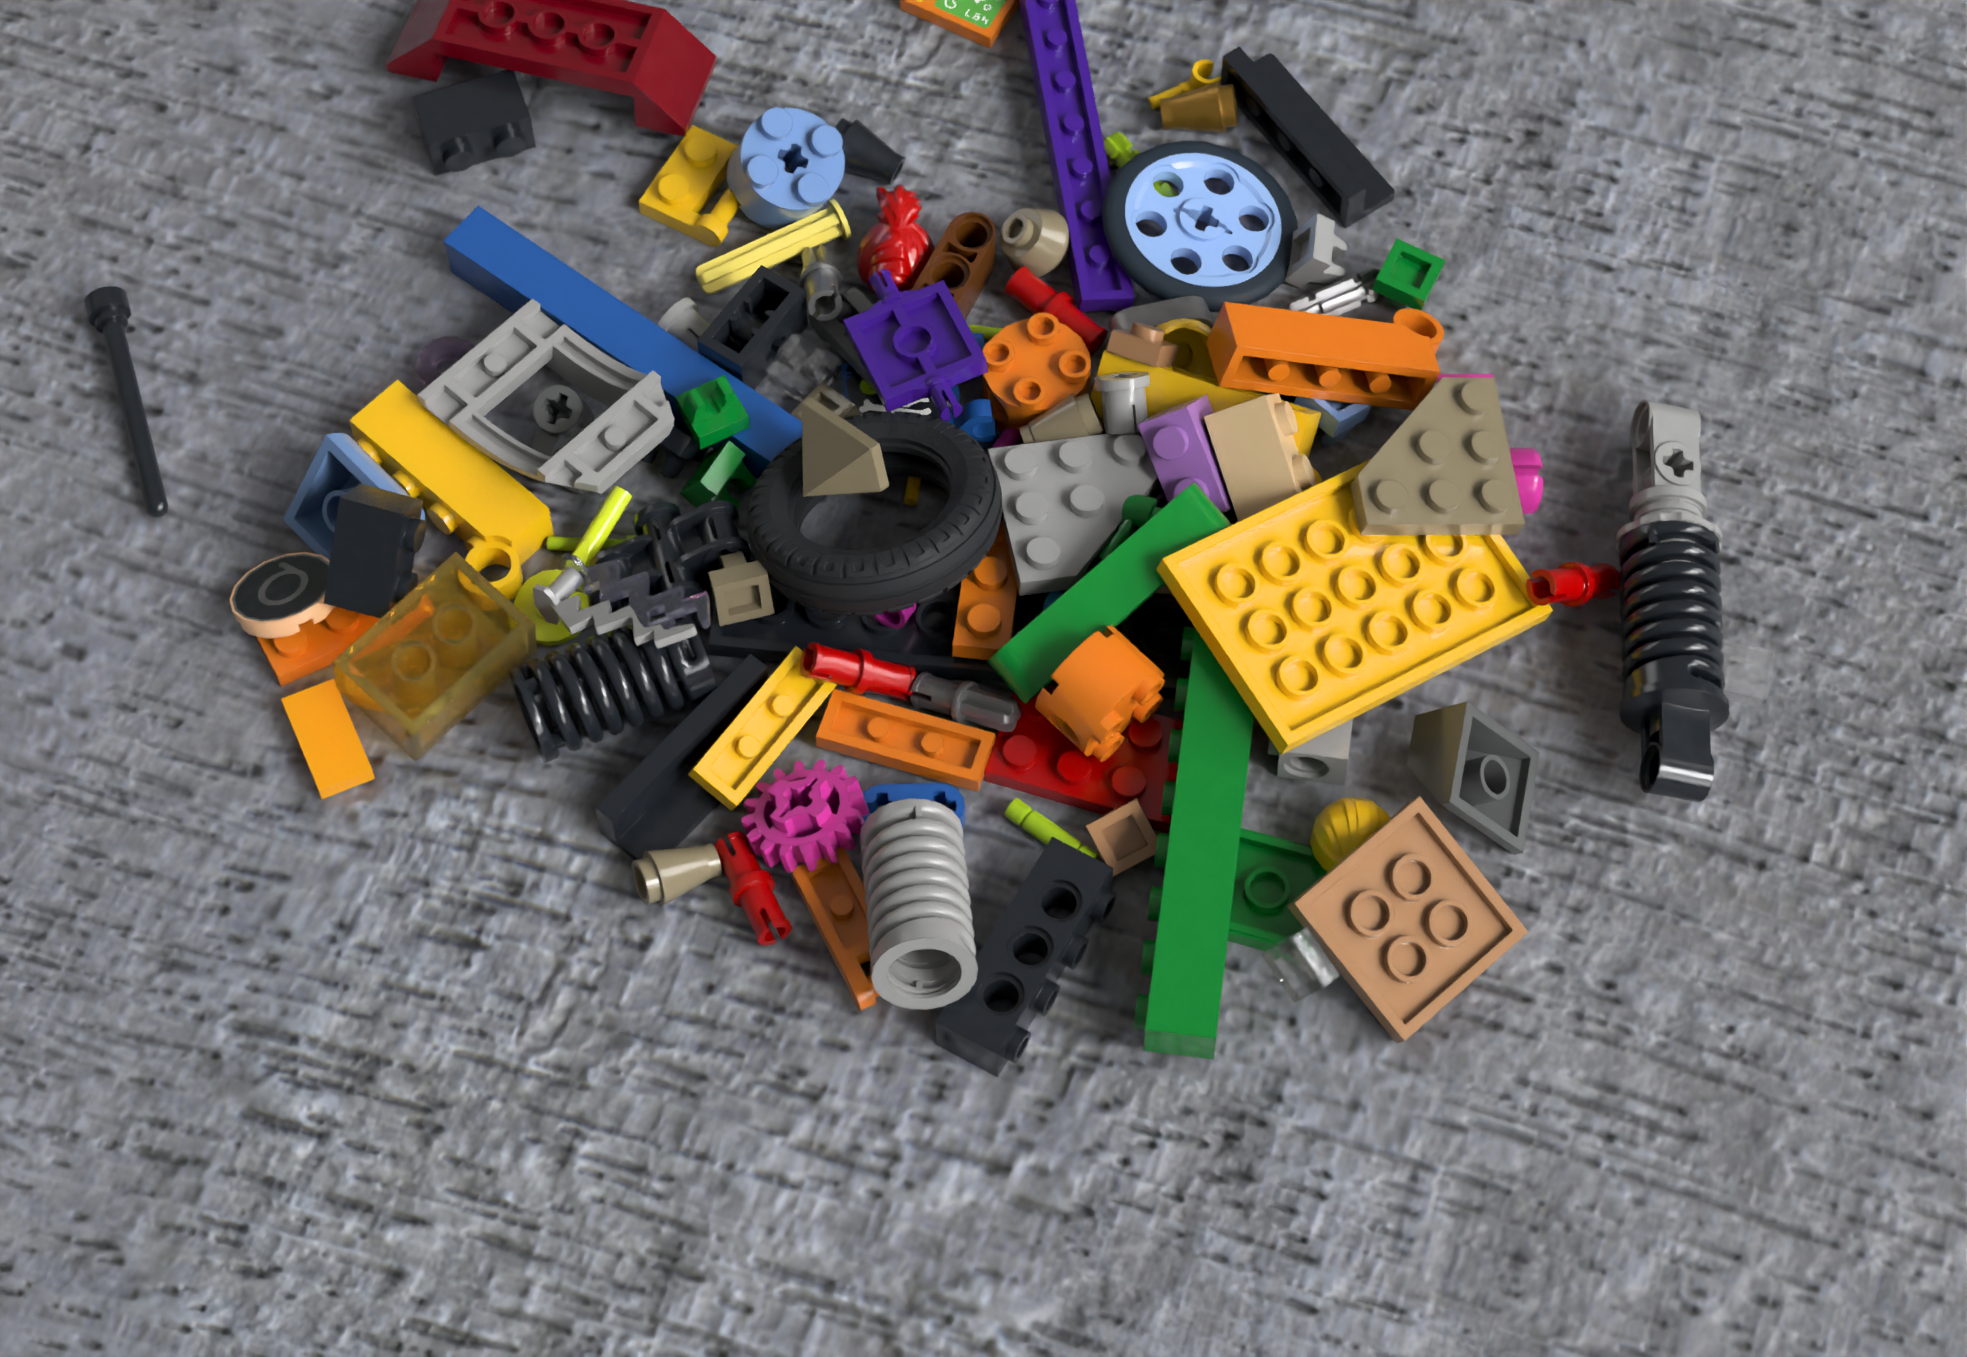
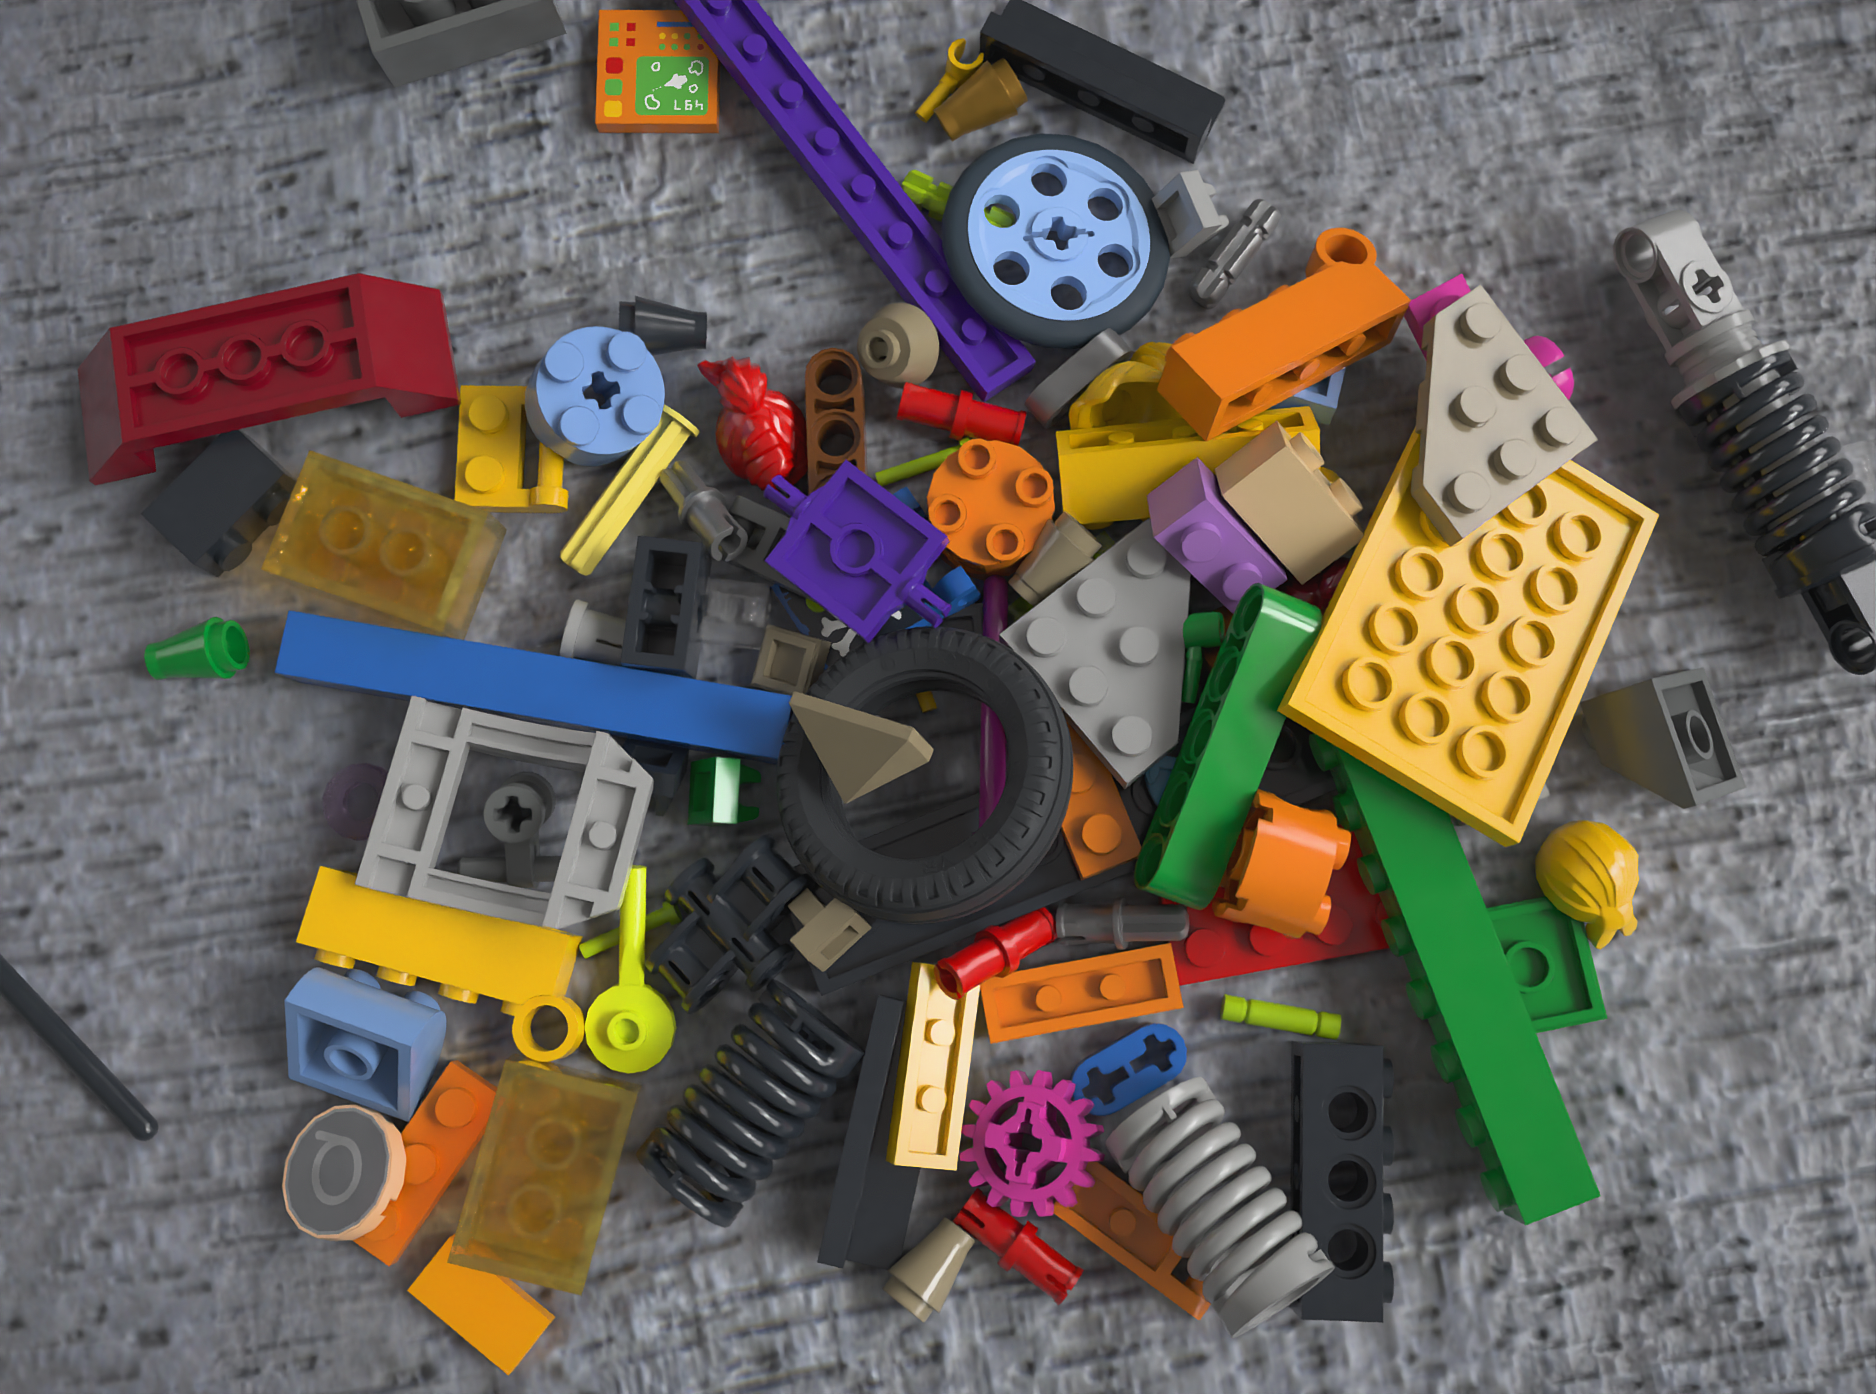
camera: 25 degrees left, 20 degrees up
(374, 550) = (417, 1107): black brick -> none
(397, 212) = (204, 651): none -> green cone
(556, 605) = (745, 1024): piece -> none
(573, 197) = (385, 547): none -> clear yellow brick
(712, 412) = (682, 735): green tile -> none
(1123, 400) = (1111, 504): light grey bush -> none
(1123, 836) = (1360, 989): medium nougat plate -> none
(1144, 345) = (1094, 428): medium nougat plate -> none
(1300, 964) = (1618, 1038): clear tile -> none
(1408, 276) = (1303, 195): green tile -> none
(1408, 919) = (1699, 942): medium nougat plate -> none
(1572, 584) = (1660, 473): red pin -> none

